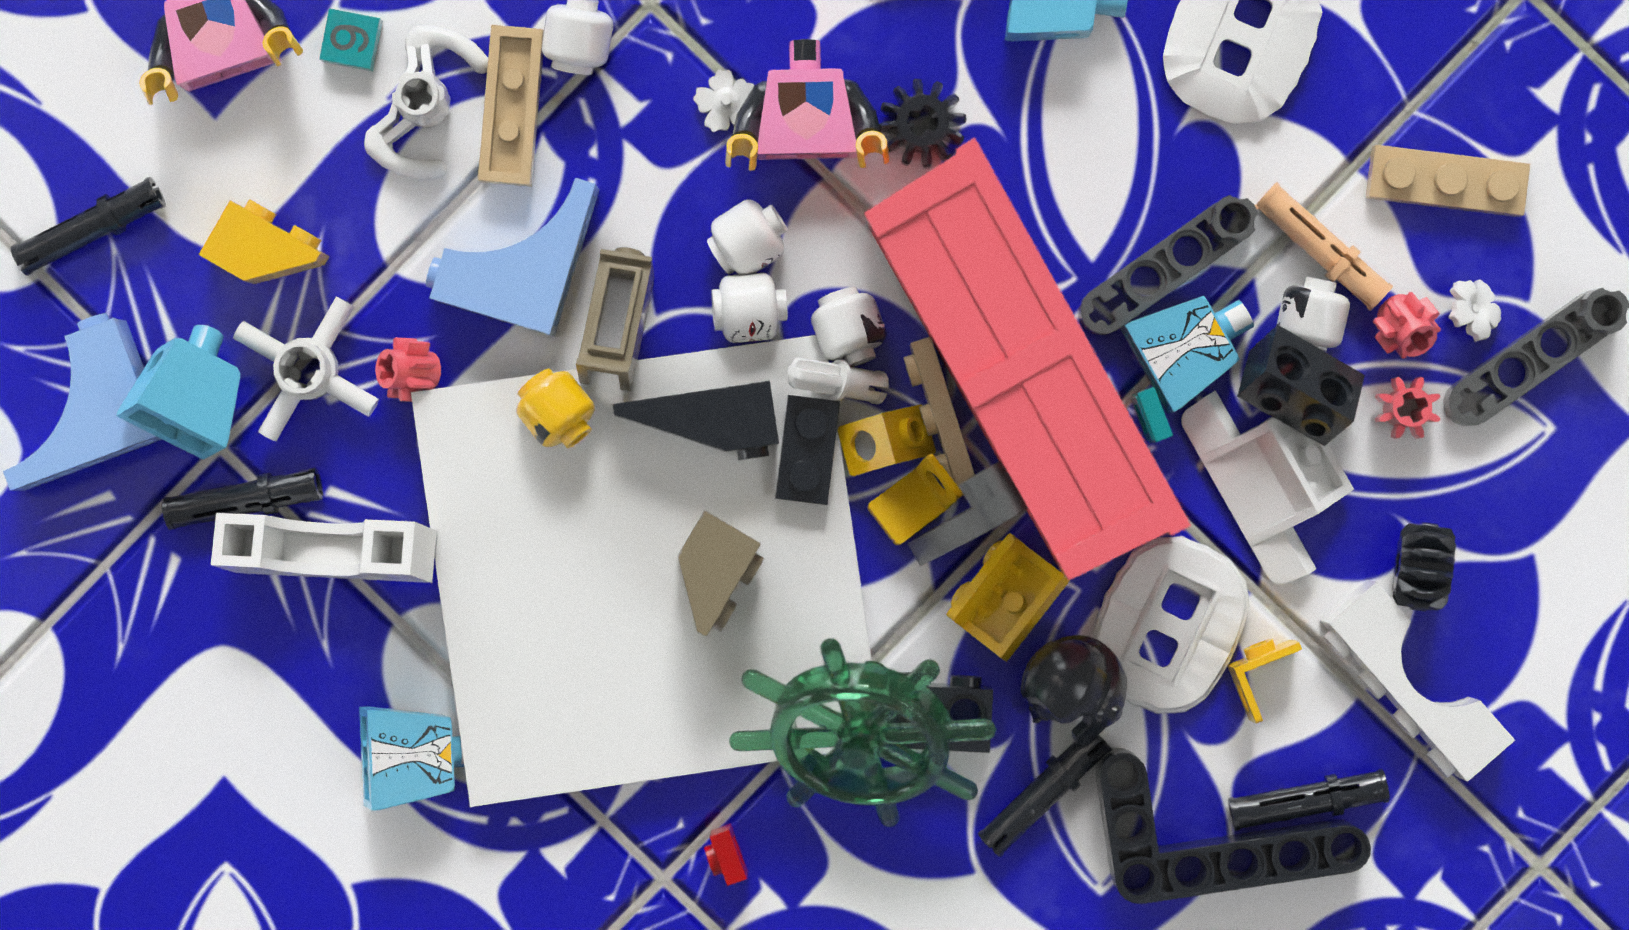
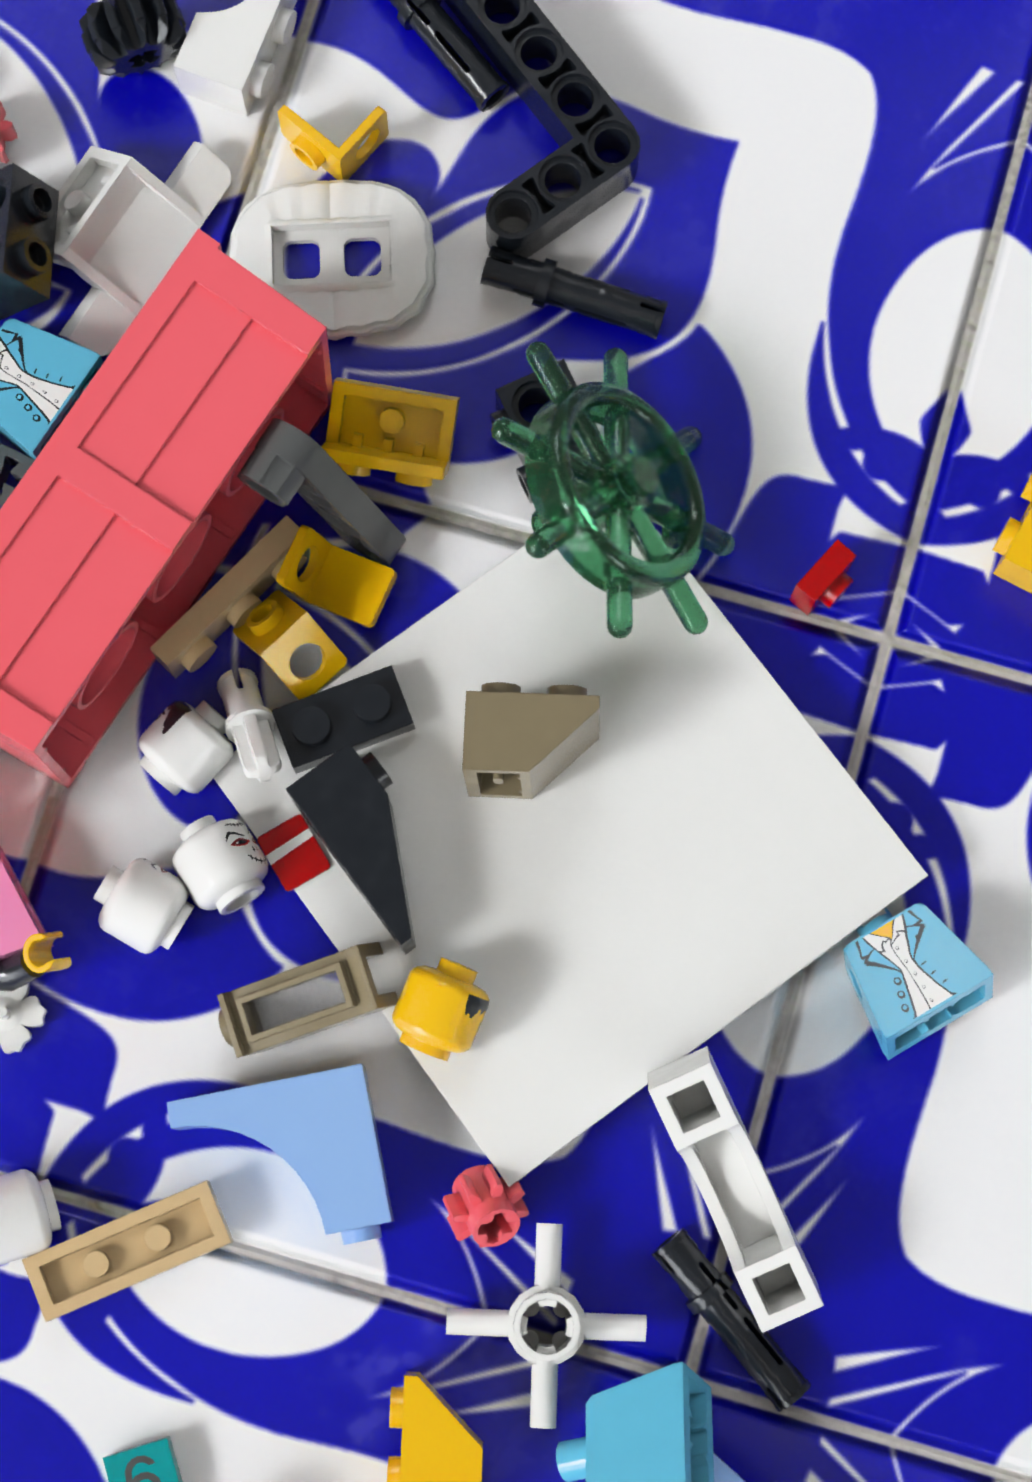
camera: 125 degrees left, 10 degrees down
(420, 100) = (173, 1359): white piece -> none
(729, 364) = (293, 852): none -> red sticker
(1075, 680) = (442, 312): black helmet -> none

